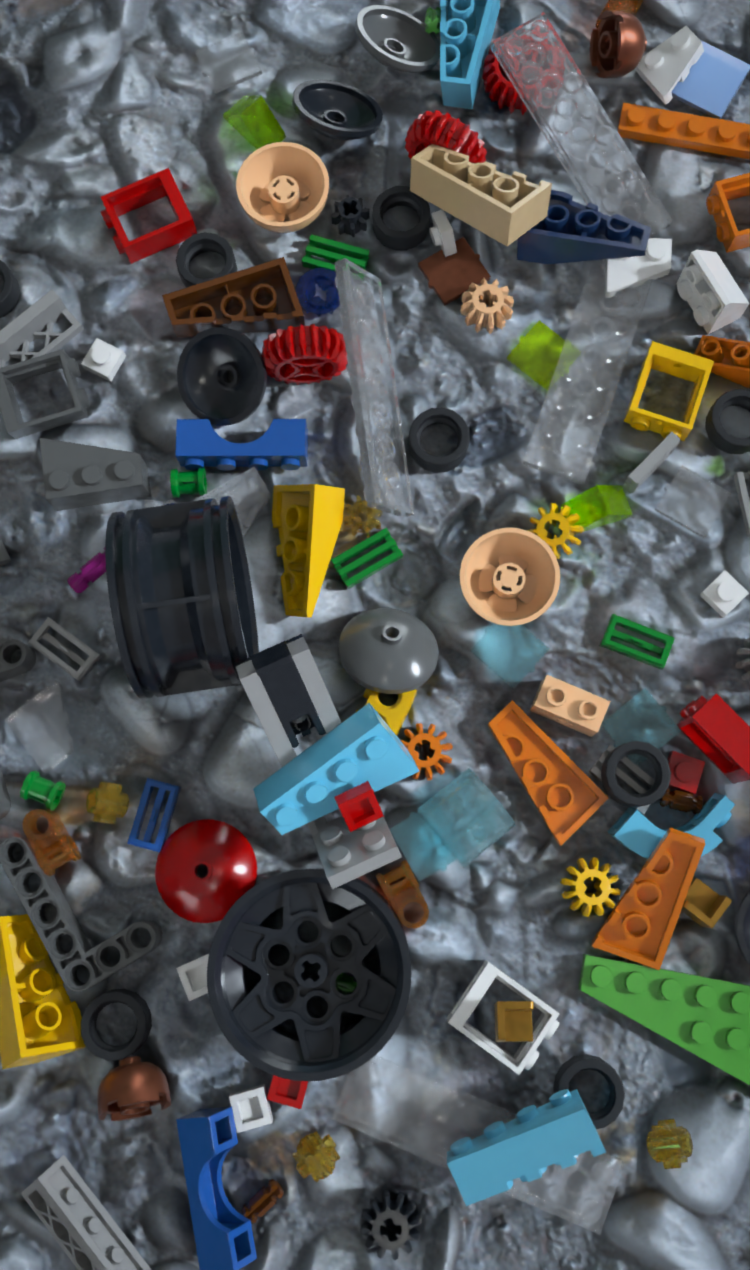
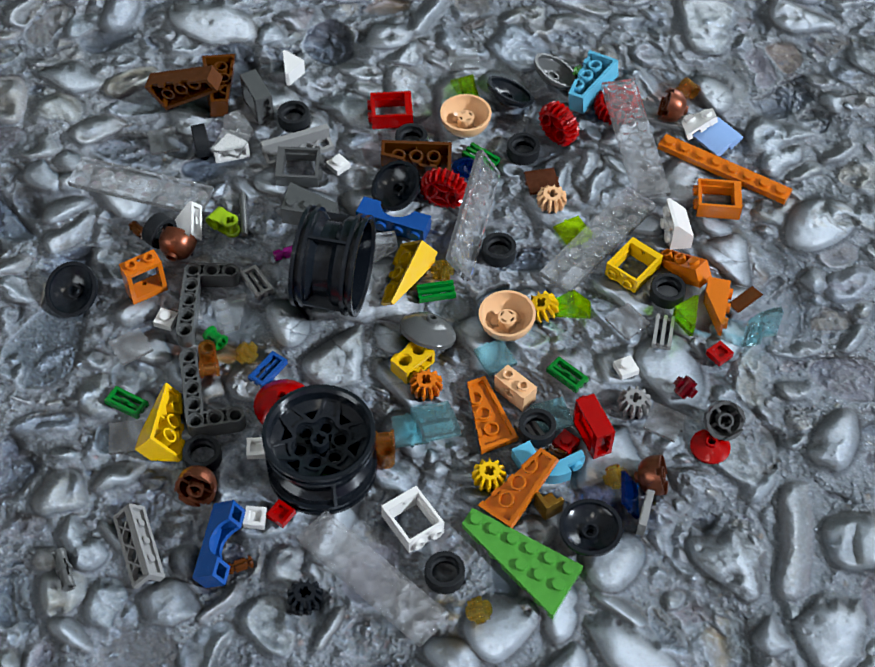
camera: 15 degrees right, 25 degrees down
(291, 701) = (367, 315): light grey piece -> none
(316, 1156) = (279, 549): clear yellow gear -> none
(347, 756) = (380, 350): medium azure wedge -> none
(350, 216) = (496, 140): black gear -> none
(359, 806) = (378, 364): red plate -> none
(442, 233) = (541, 160): white plate -> none
(479, 194) = (566, 143): tan wedge -> none
(514, 1021) = (417, 509): pearl gold panel -> none
(523, 1147) = (396, 571): medium azure wedge -> none
(581, 234) = (604, 174): dark blue wedge -> none
(637, 270) = (640, 201): white wing -> none
(651, 463) = (610, 293): light grey tile -> none

